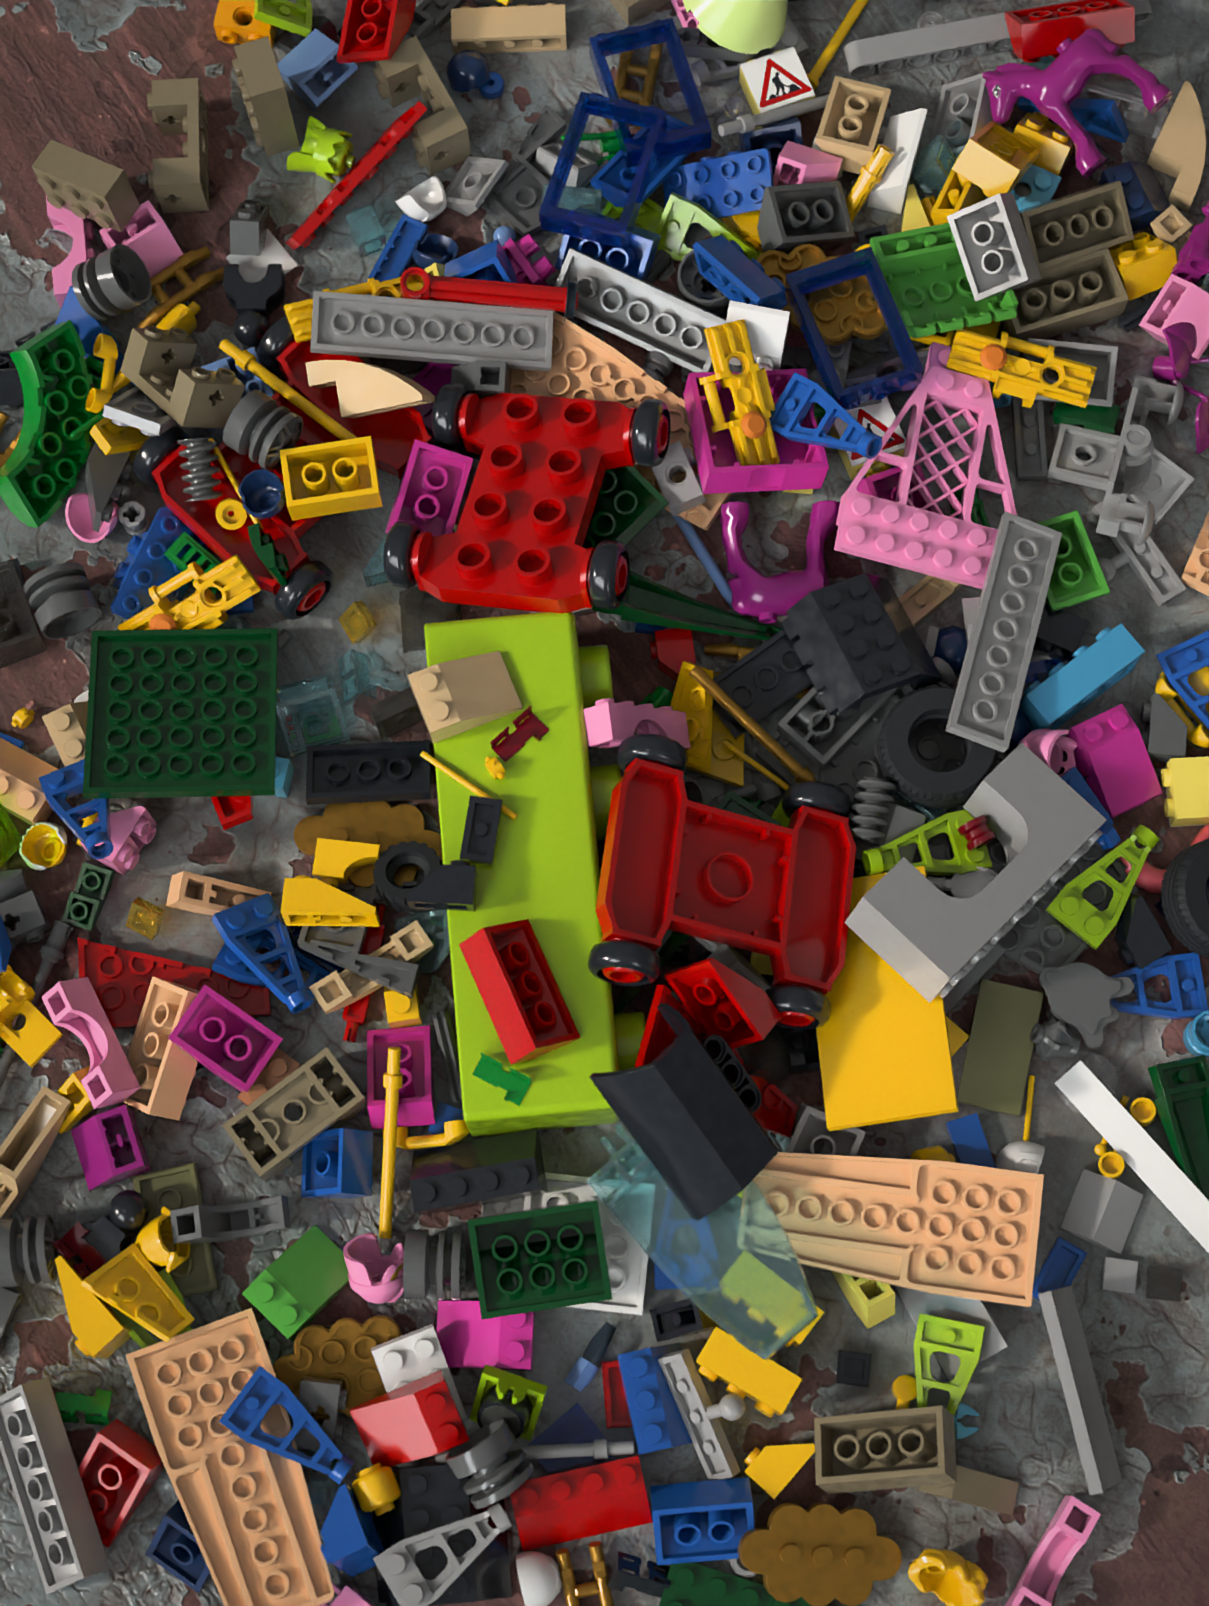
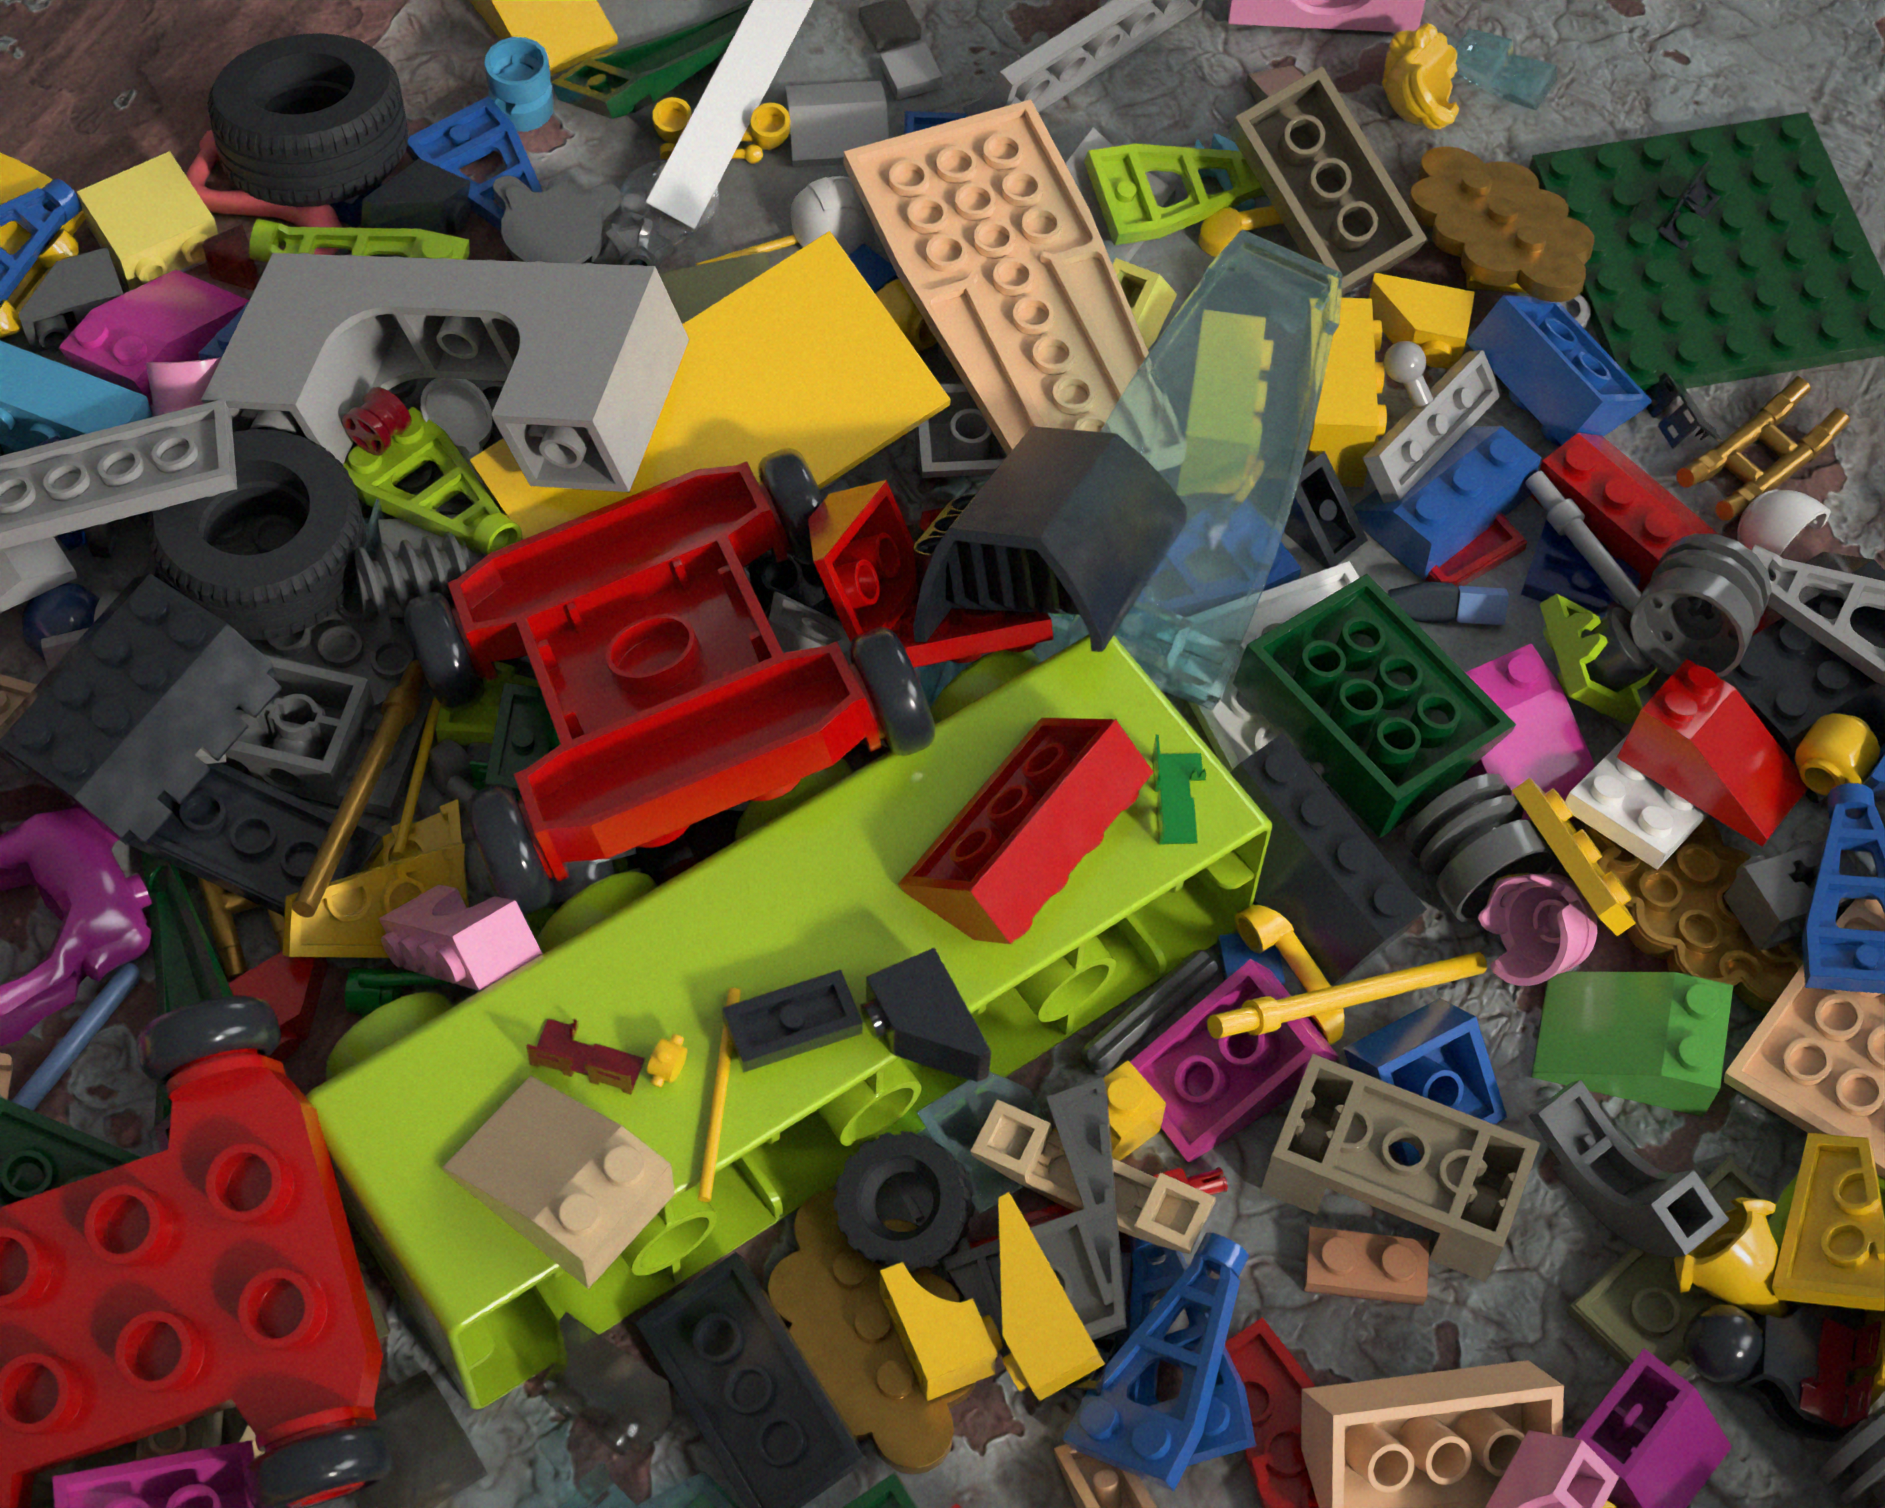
camera: 125 degrees left, 15 degrees down
(225, 1039) = (1360, 1330): dark pink slope -> none
(396, 1303) = (1577, 855): none -> yellow wing
(1157, 823) = (230, 258): none -> clear red slope

